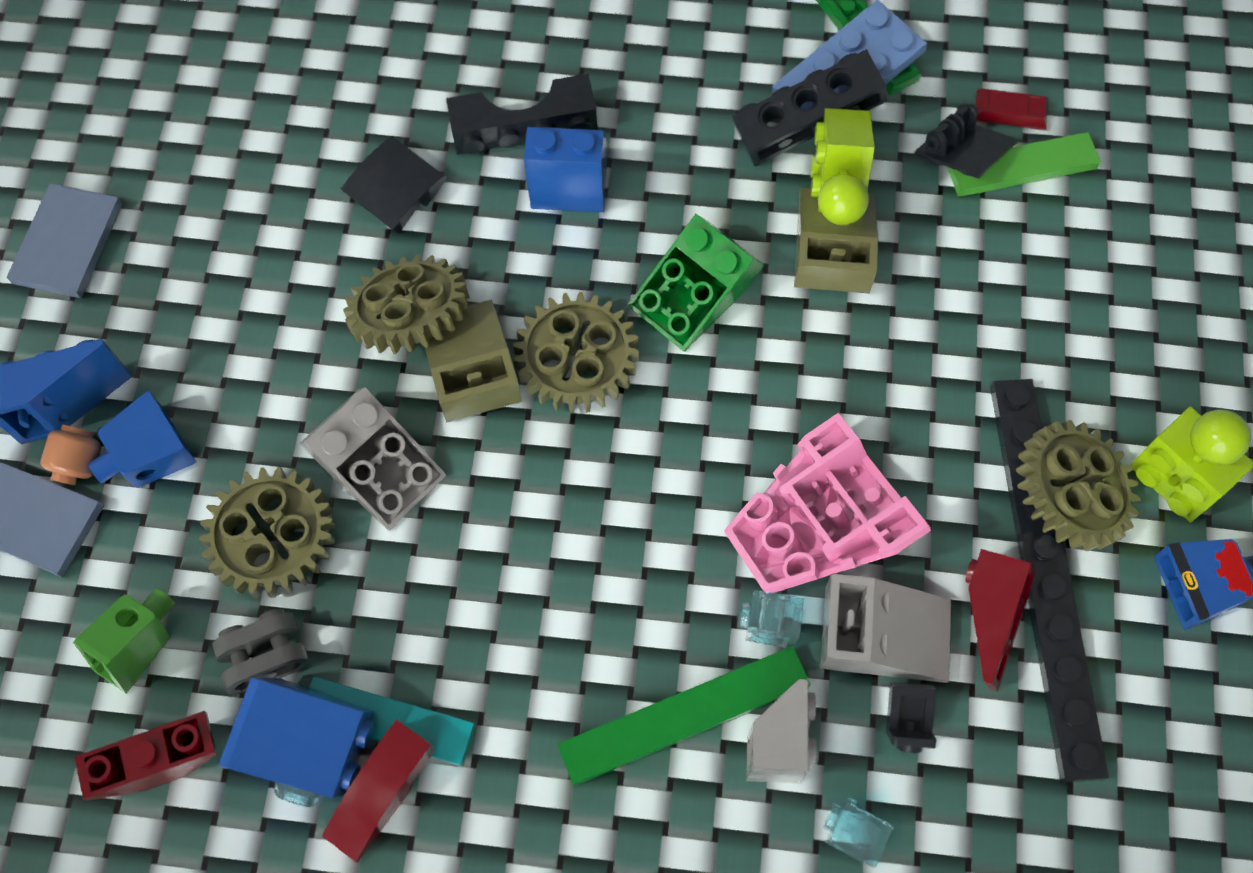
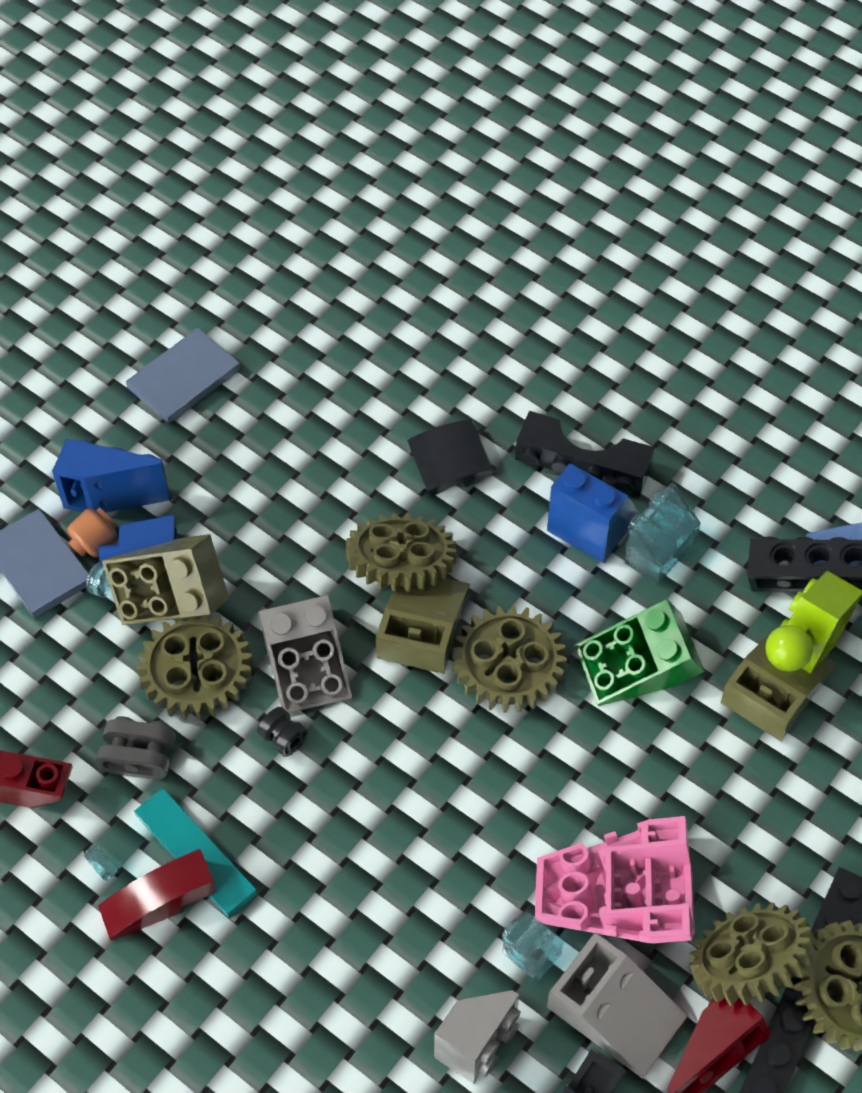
camera: 30 degrees right, 10 degrees down
(111, 497) = (97, 581): none -> clear light blue tile
(126, 638) = (50, 684): bright green torso -> none
(185, 462) = (167, 581): none -> olive slope
(298, 737) = (124, 820): blue slope -> none
(399, 548) = (284, 733): none -> black wheel
(645, 155) = (661, 534): none -> clear light blue slope
(680, 716) = (409, 976): green tile -> none
(975, 498) = (752, 954): none -> olive gear

